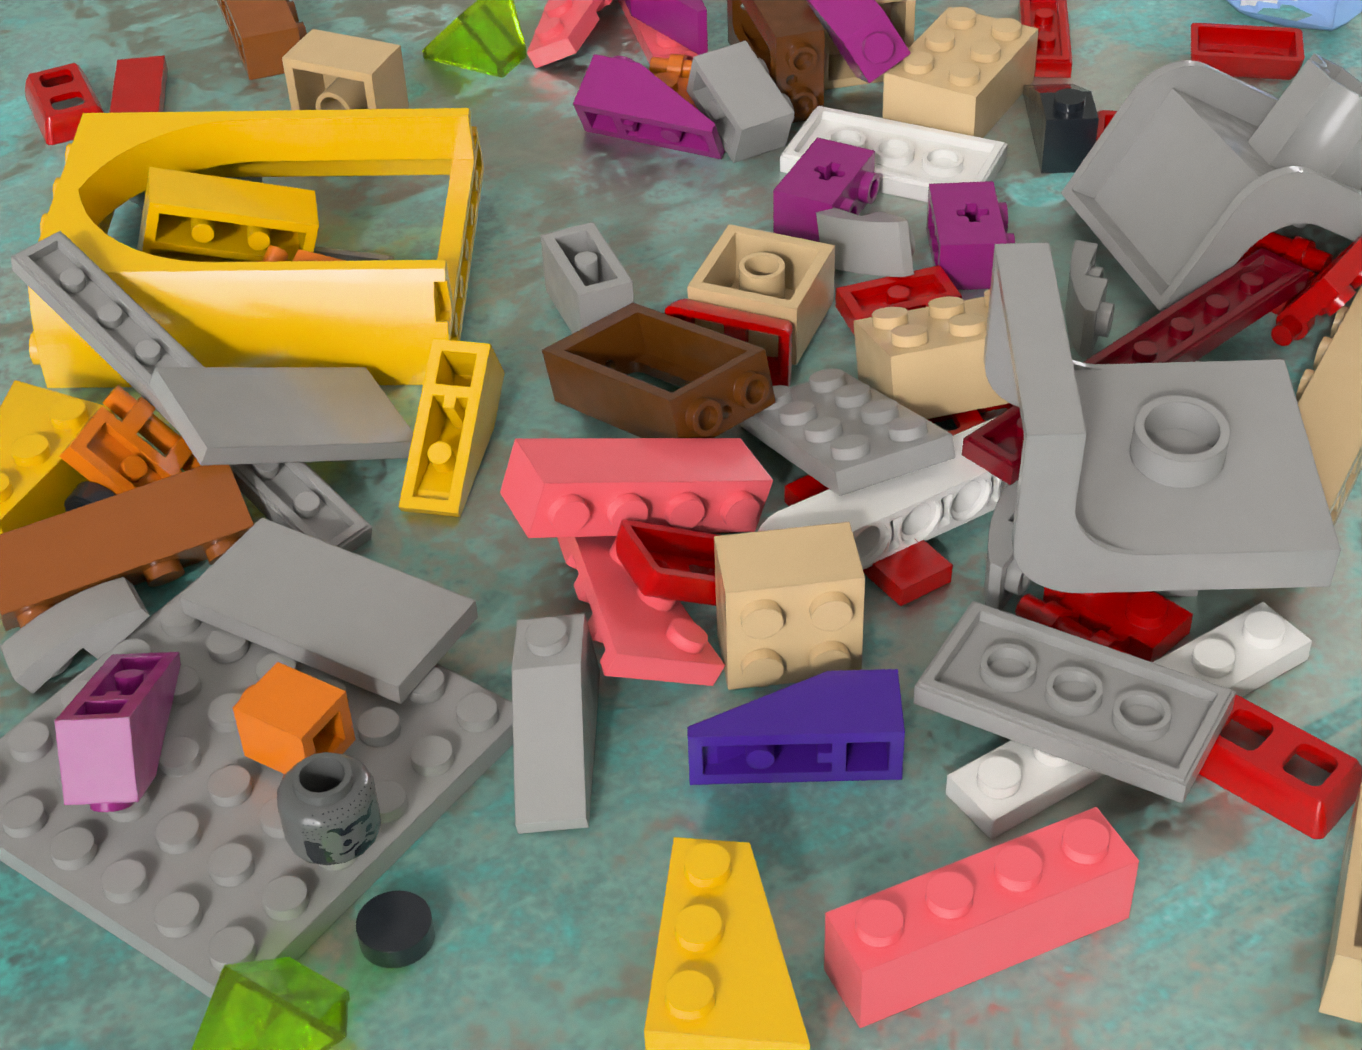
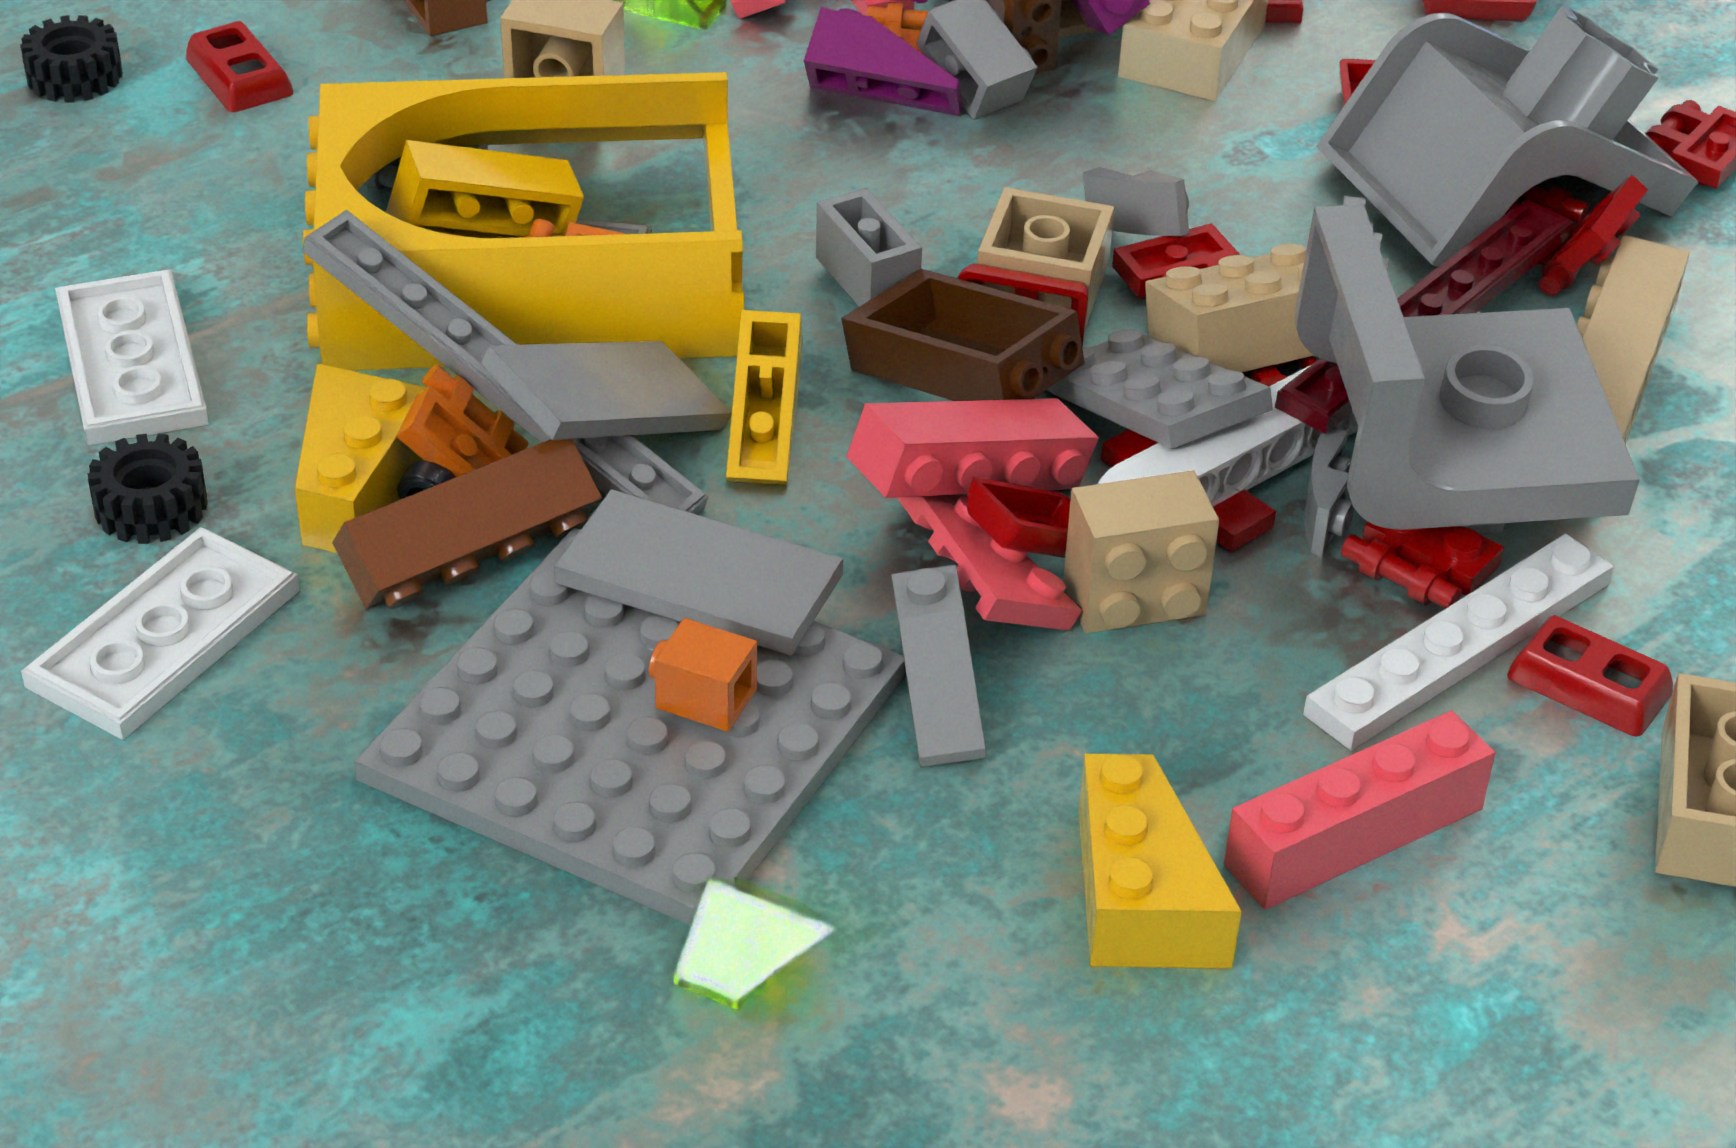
camera: 10 degrees left, 0 degrees up
(88, 620) = (429, 612): light grey slope -> none
(116, 730) = (541, 688): magenta slope -> none
(139, 85) = (315, 55): red tile -> none
(329, 808) = (766, 743): dark grey head -> none
(395, 929) = (833, 850): black tile -> none
(813, 731) = (1174, 664): dark purple slope -> none
(823, 179) = (1079, 139): magenta brick -> none
(905, 153) = (1139, 111): white tile -> none
(963, 231) = (1233, 190): magenta brick -> none
(1061, 125) = (1305, 74): black slope -> none
(1076, 700) = (1412, 623): light grey tile -> none

